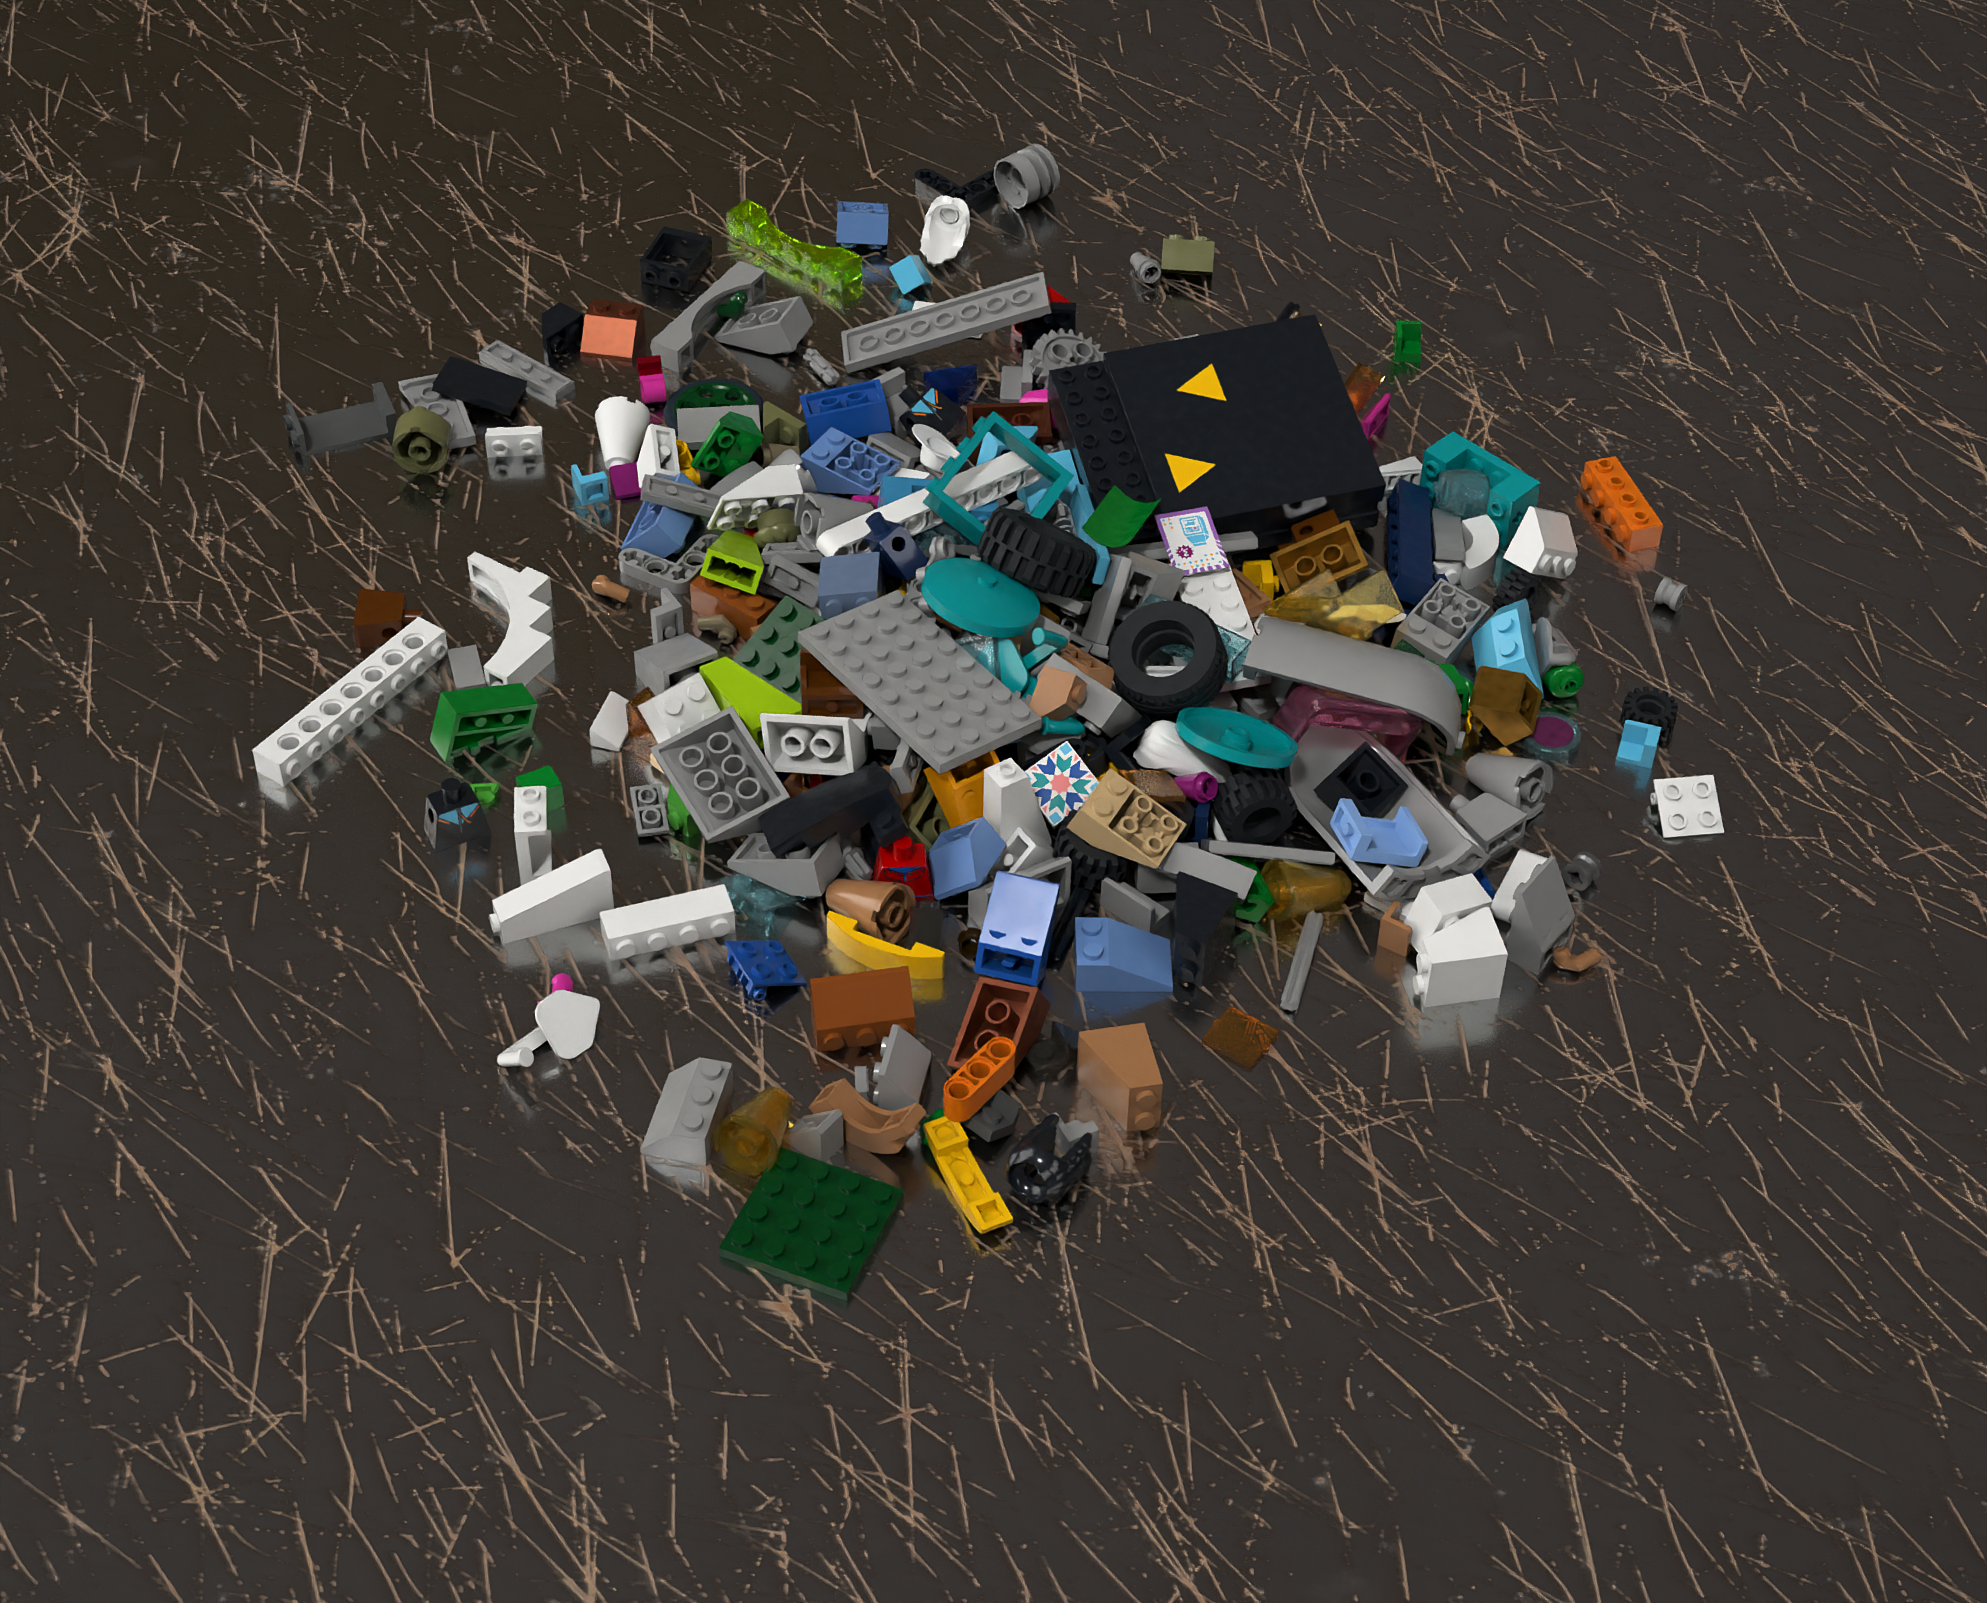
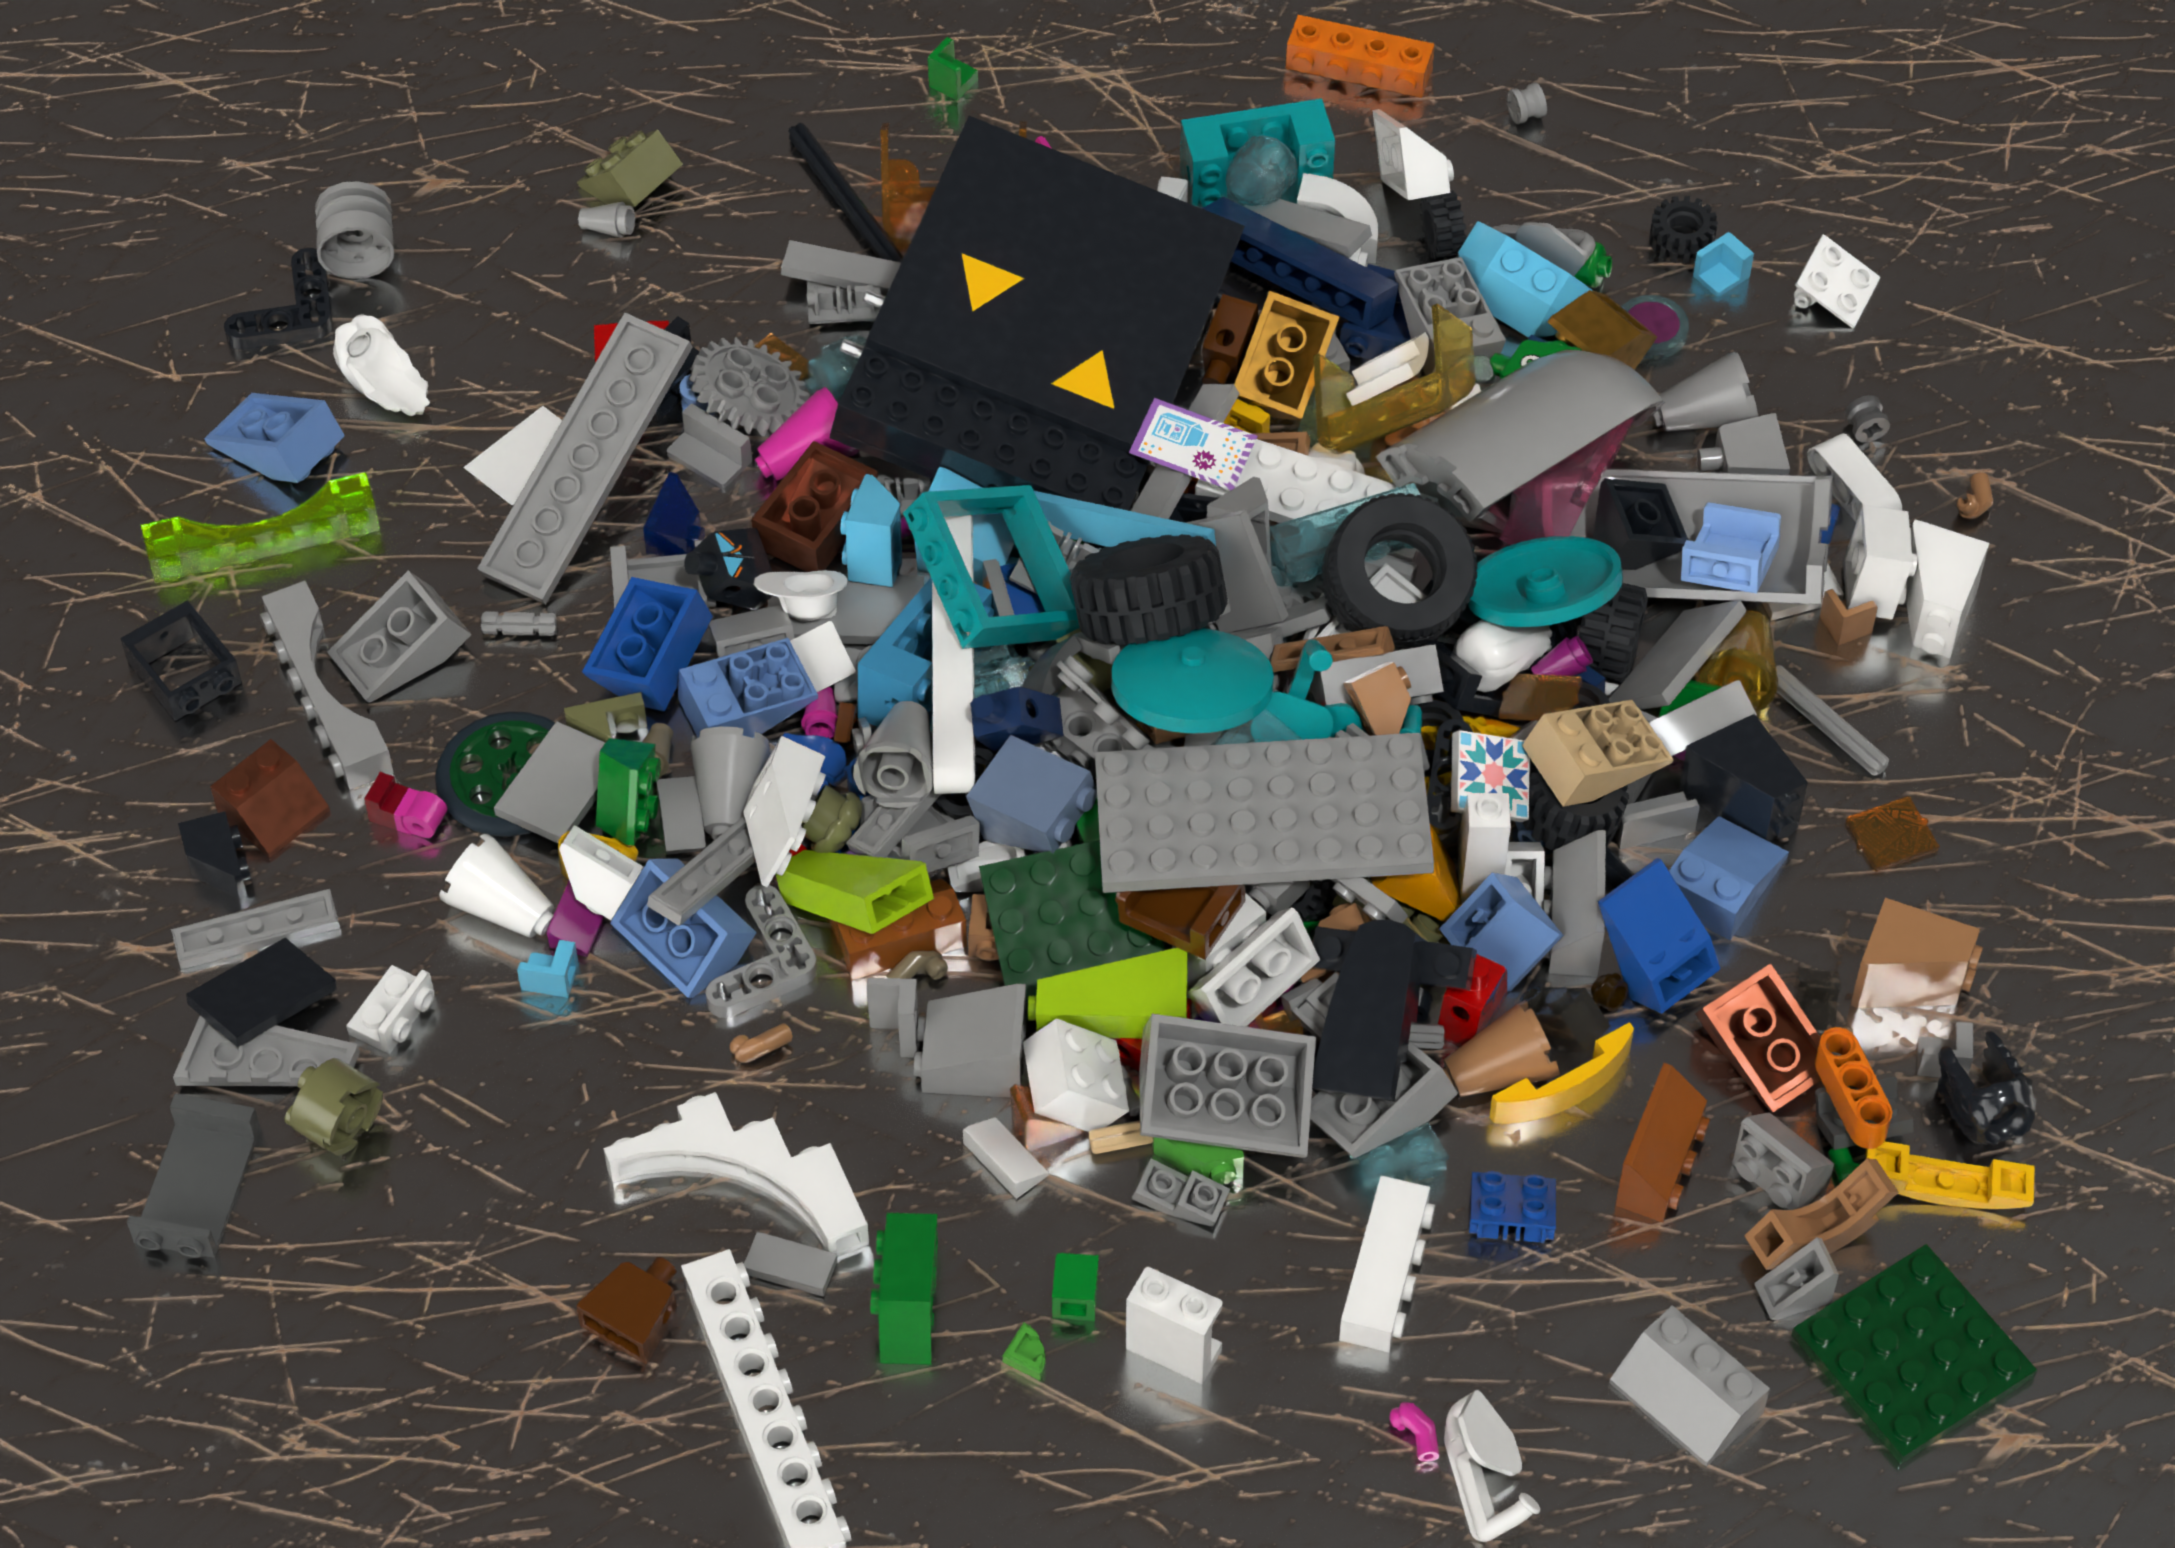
camera: 55 degrees left, 10 degrees up
(453, 816) = (1066, 1388): black torso -> none
(555, 900) = (1282, 1355): white slope -> none
(734, 307) = (341, 651): dark green arm -> none
(754, 1132) = (1770, 1333): clear yellow cone -> none
(861, 1081) = (1759, 1202): light grey tile -> none
(910, 273) = (424, 444): medium azure panel -> none
(1117, 519) = (1141, 482): green sticker -> none
(1540, 918) = (1928, 488): light grey slope -> none

